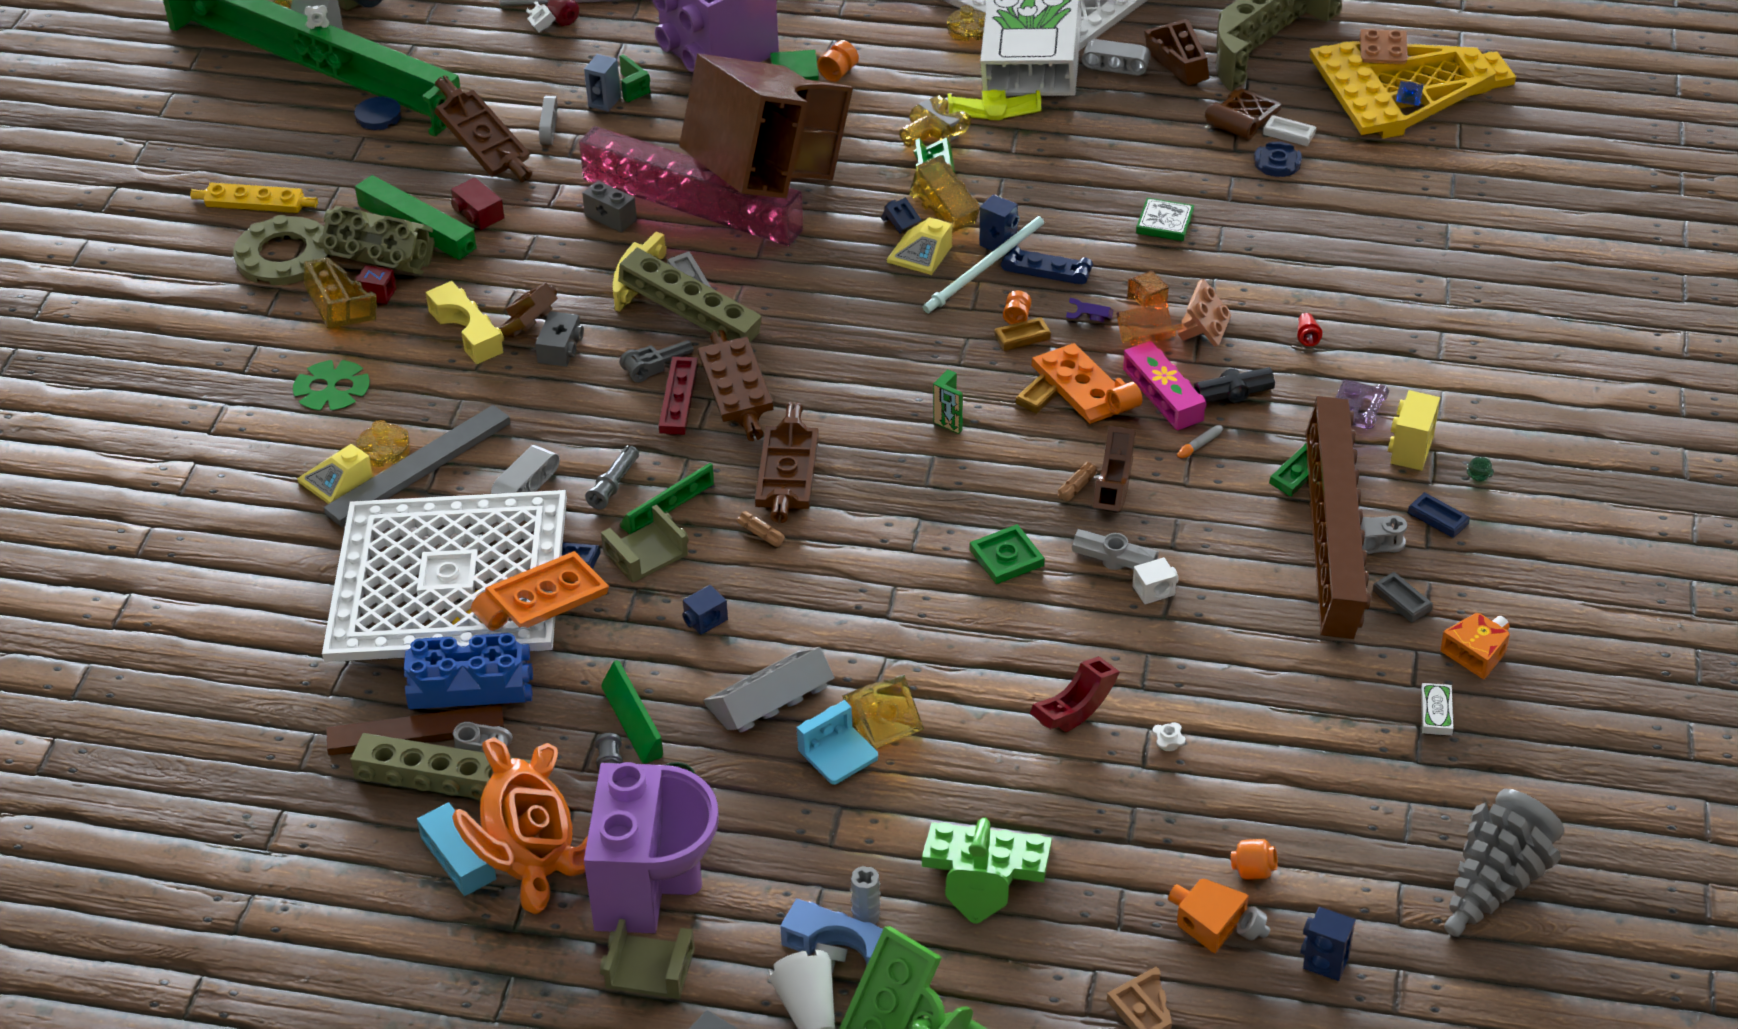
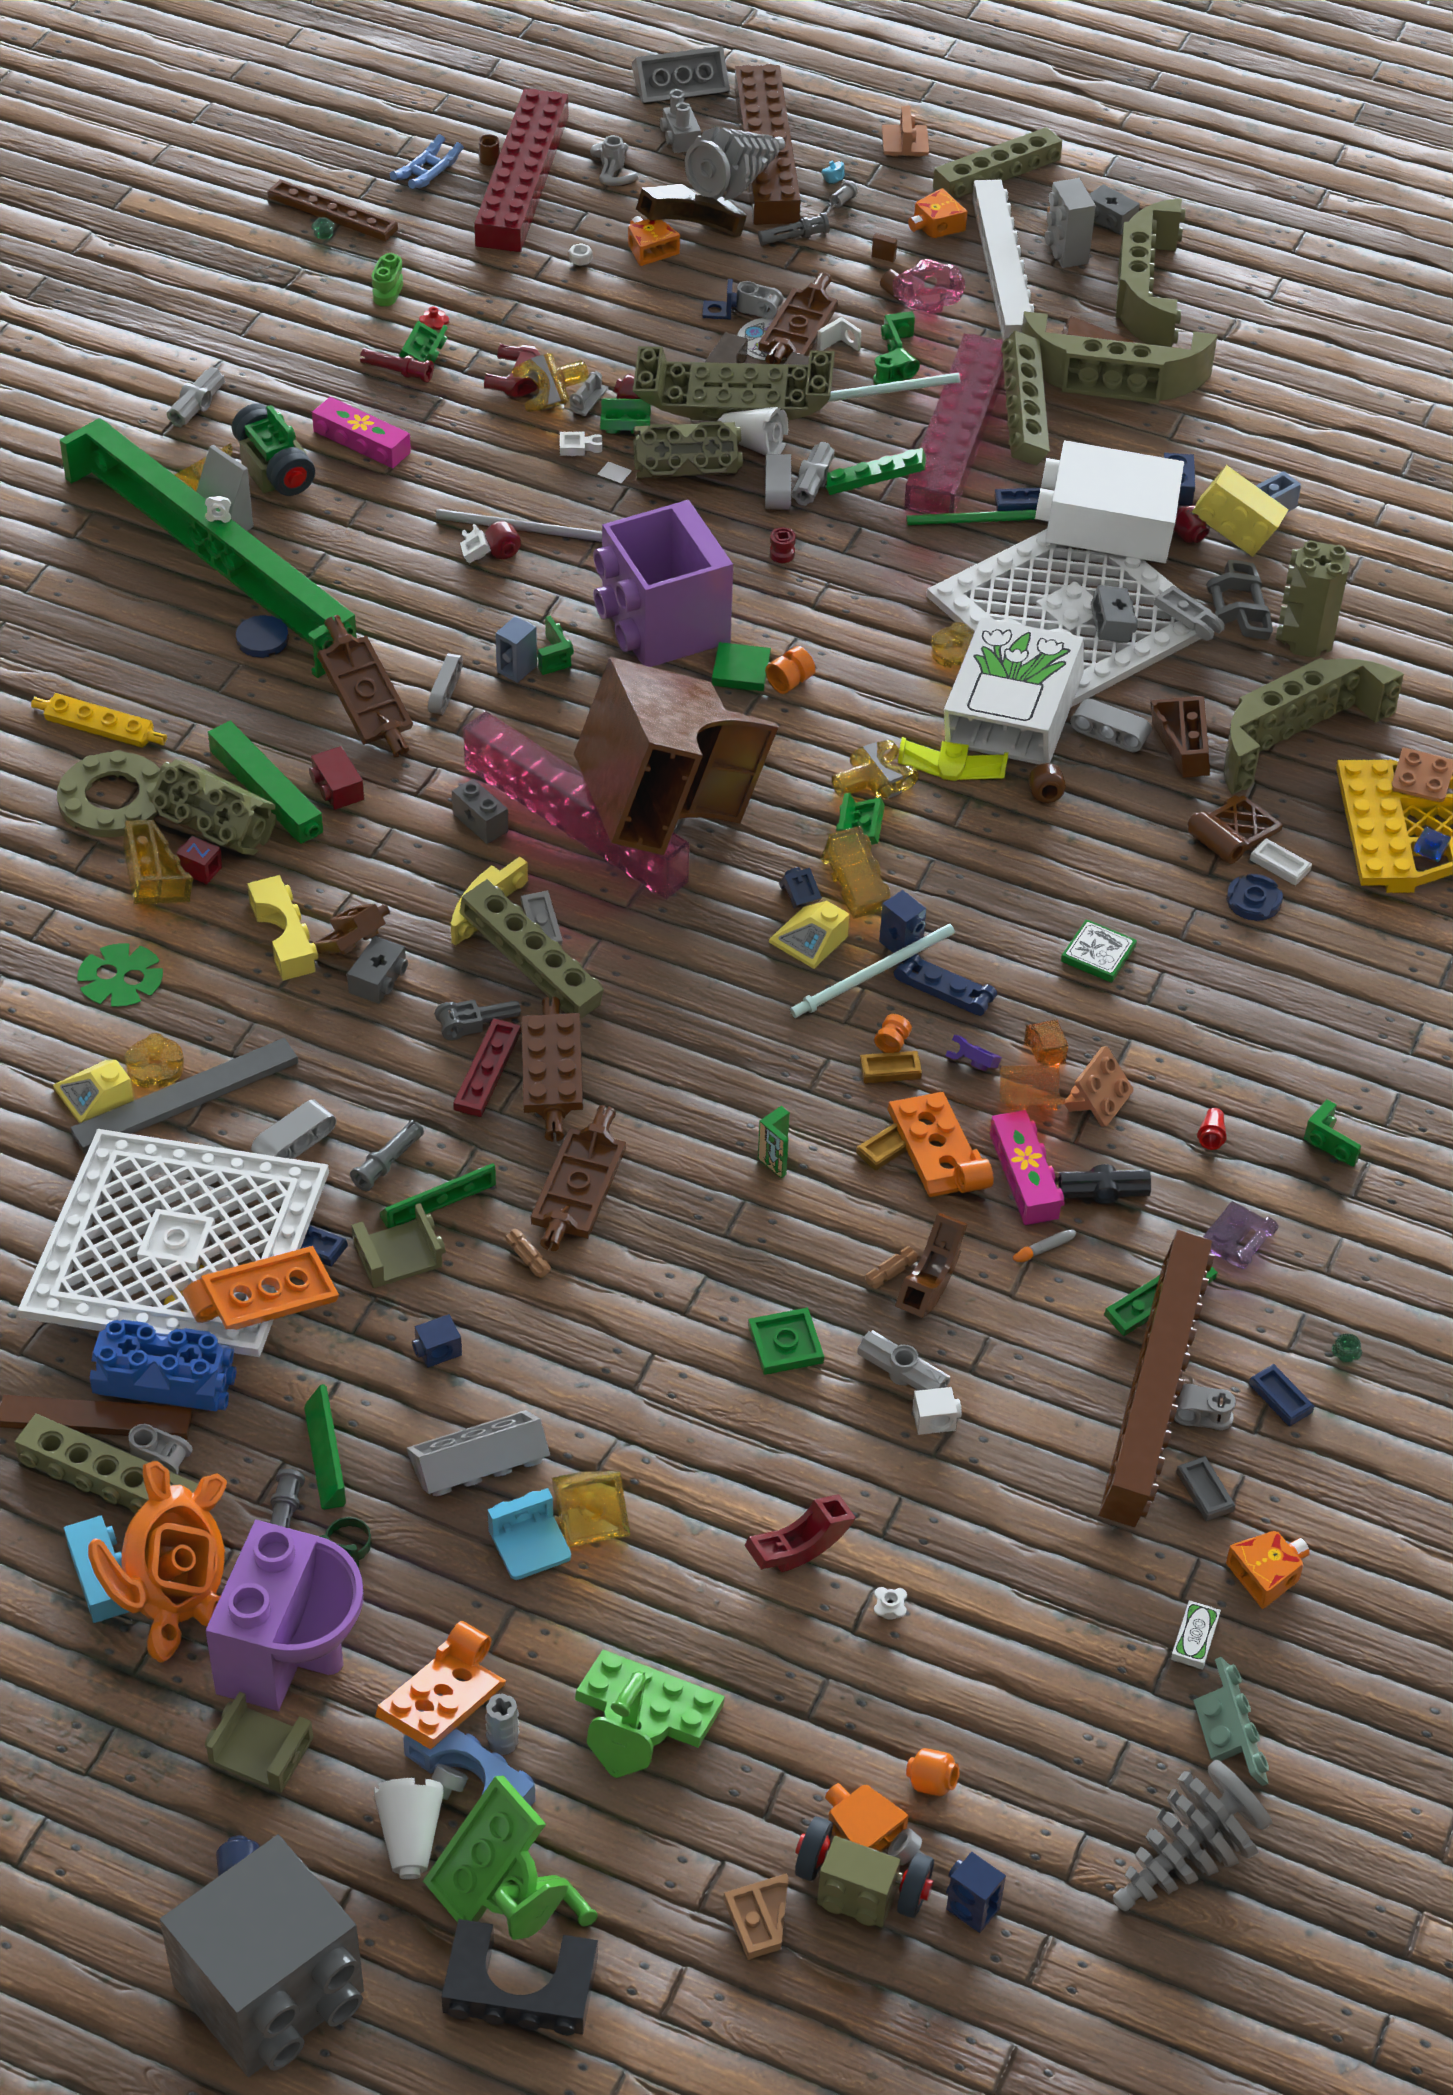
camera: 10 degrees right, 5 degrees up
(804, 879) = (442, 1714): none -> orange hinge
(1079, 106) = (1047, 783): none -> reddish brown head
(1225, 952) = (860, 1878): none -> olive brick
(1406, 319) = (1322, 1135): none -> green bracket
(1413, 430) = (1284, 1286): light yellow brick -> none
(1486, 769) = (1227, 1723): none -> sand green bracket

